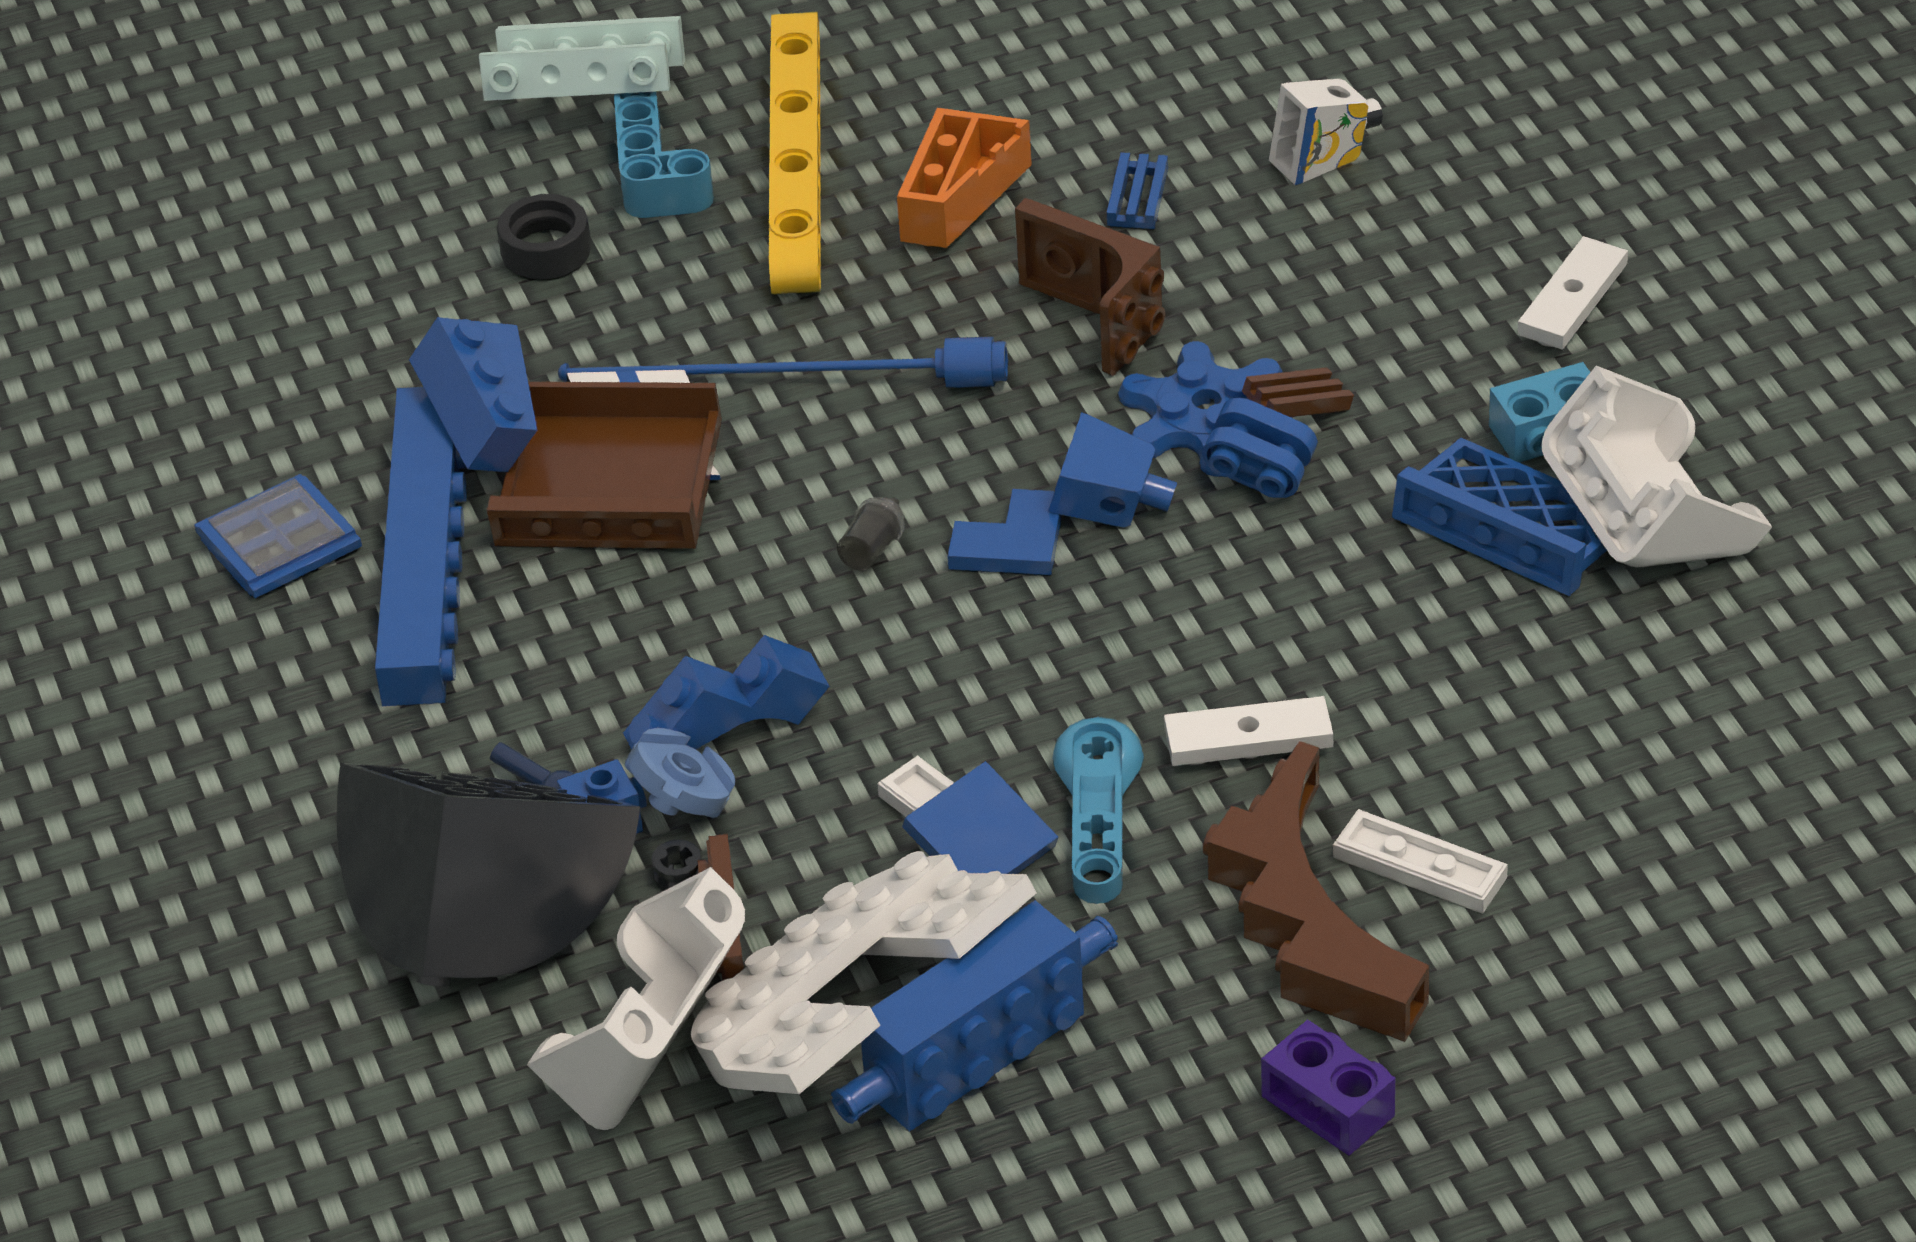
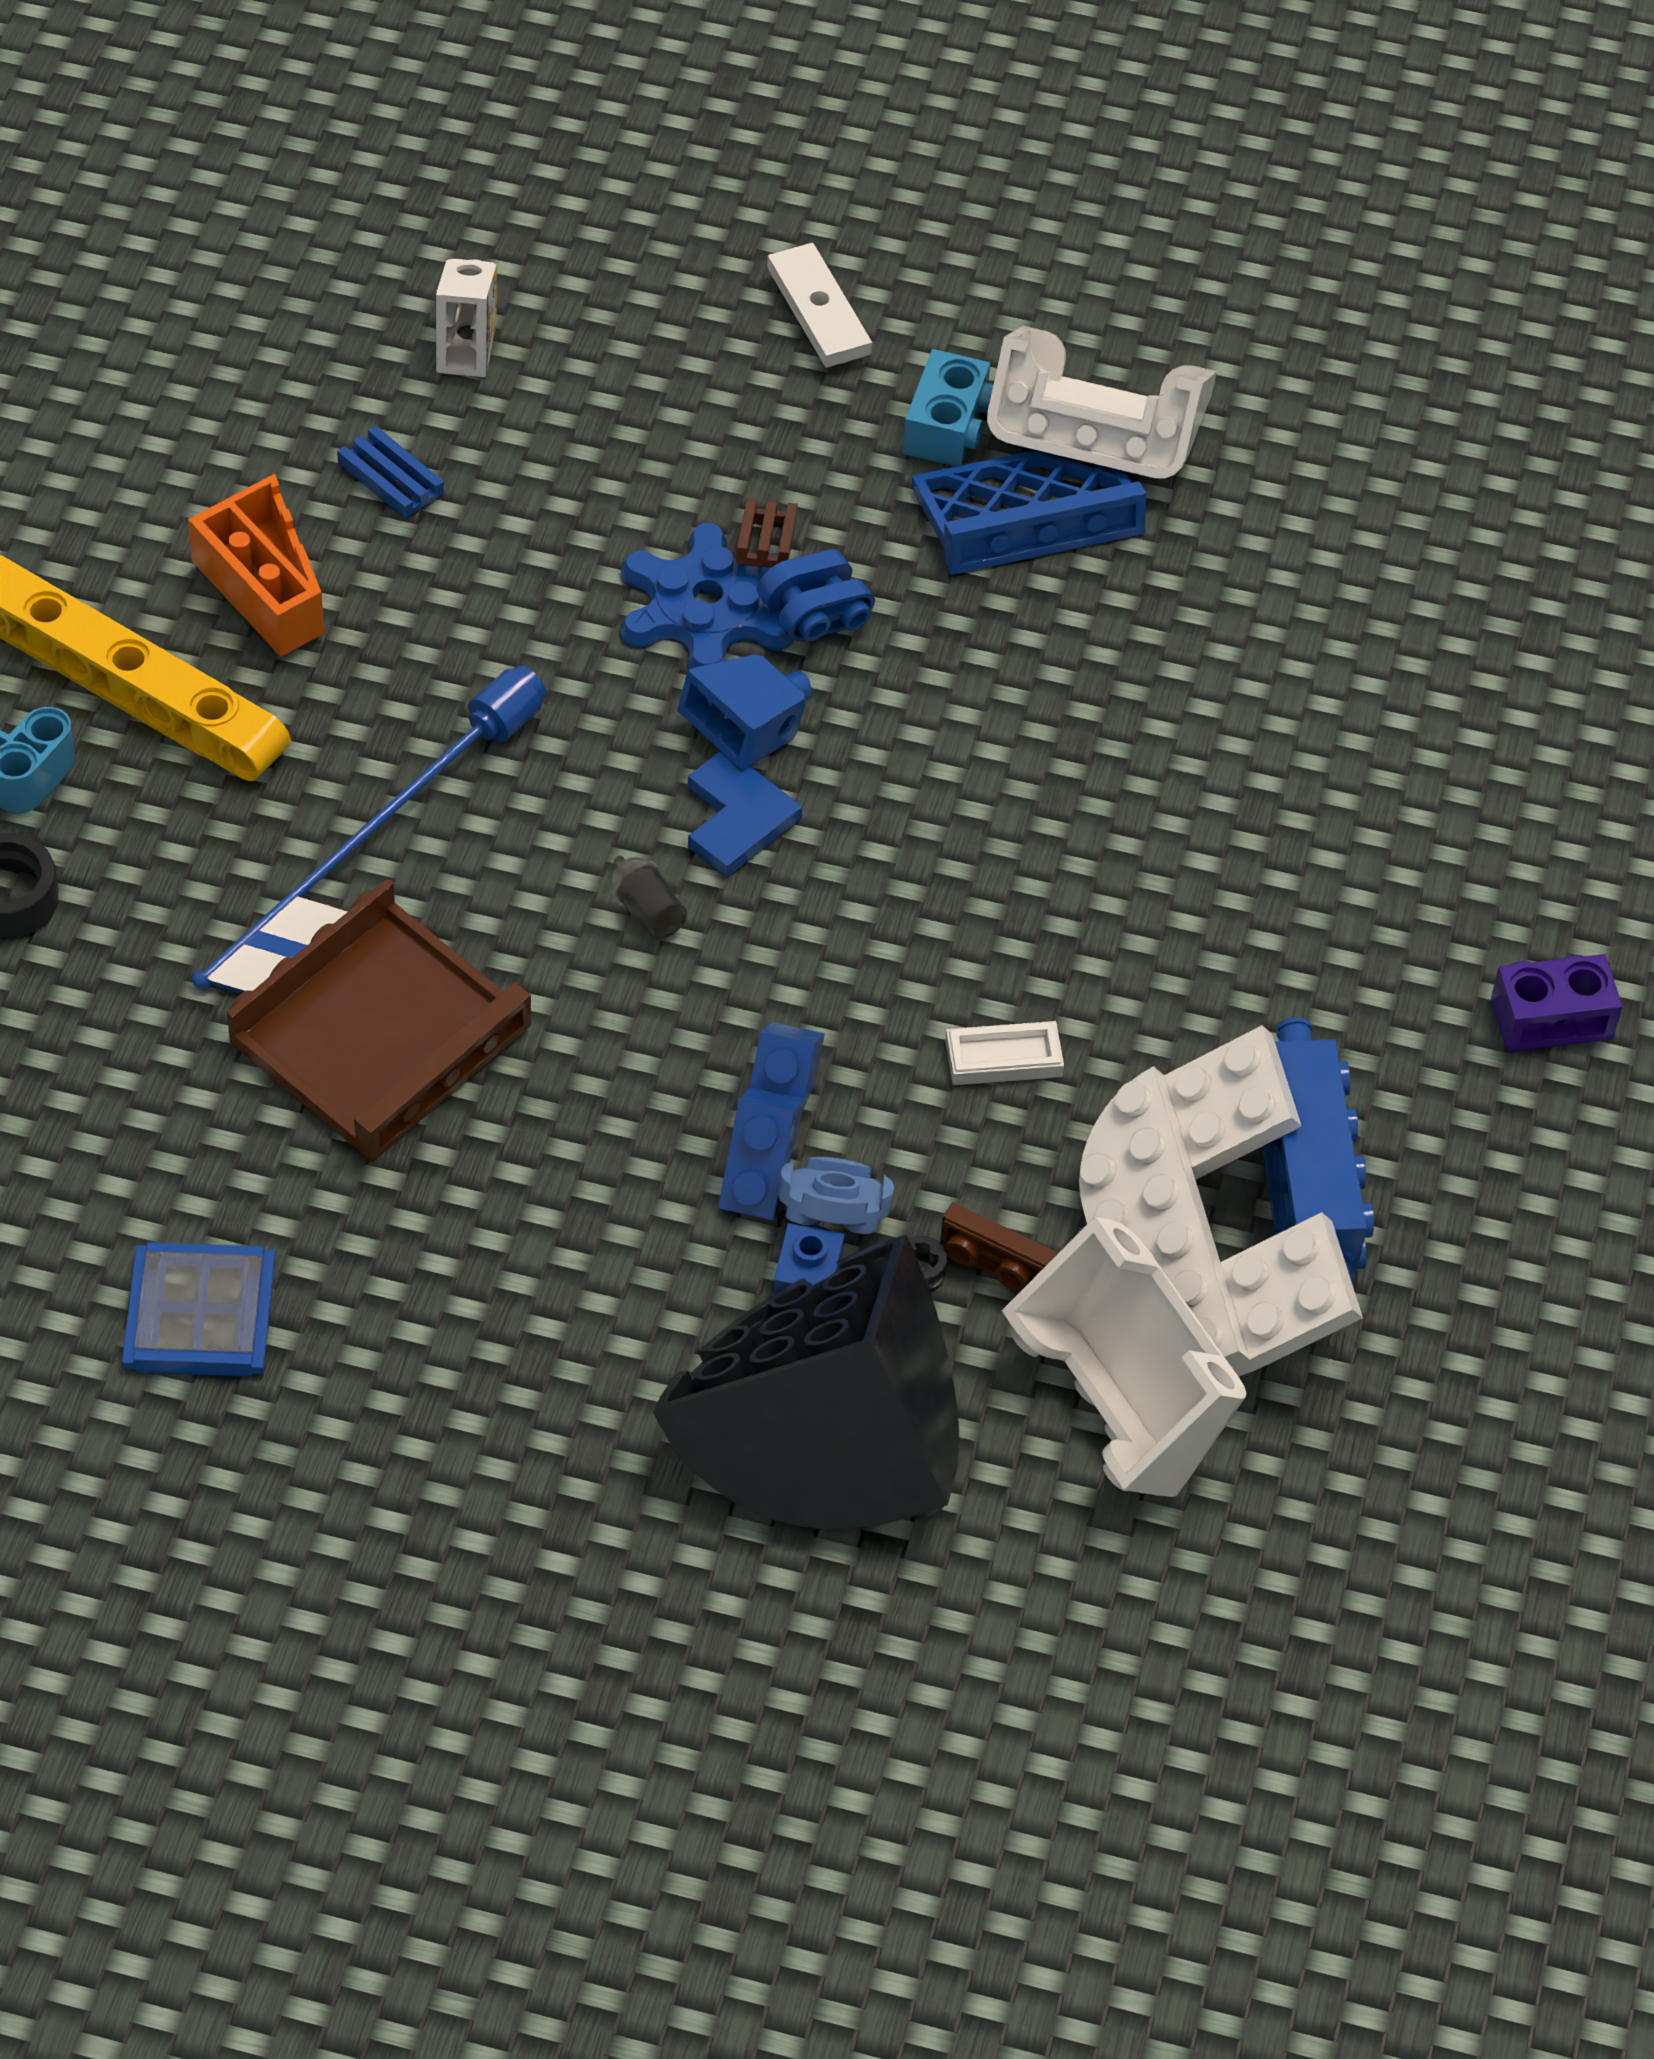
camera: 60 degrees left, 10 degrees up
(420, 557) = (339, 1208): blue brick -> none
(478, 389) = (227, 1044): blue wedge -> none
(525, 768) = (738, 1293): dark blue bar -> none
(981, 825) = (1080, 1040): blue tile -> none
(1093, 271) = (505, 552): reddish brown bracket -> none
(1097, 798) = (1107, 950): dark azure beam -> none
(1247, 730) = (1123, 809): white tile -> none
(1321, 952) = (1345, 906): reddish brown arch -> none
(1420, 861) = (1351, 801): white tile -> none

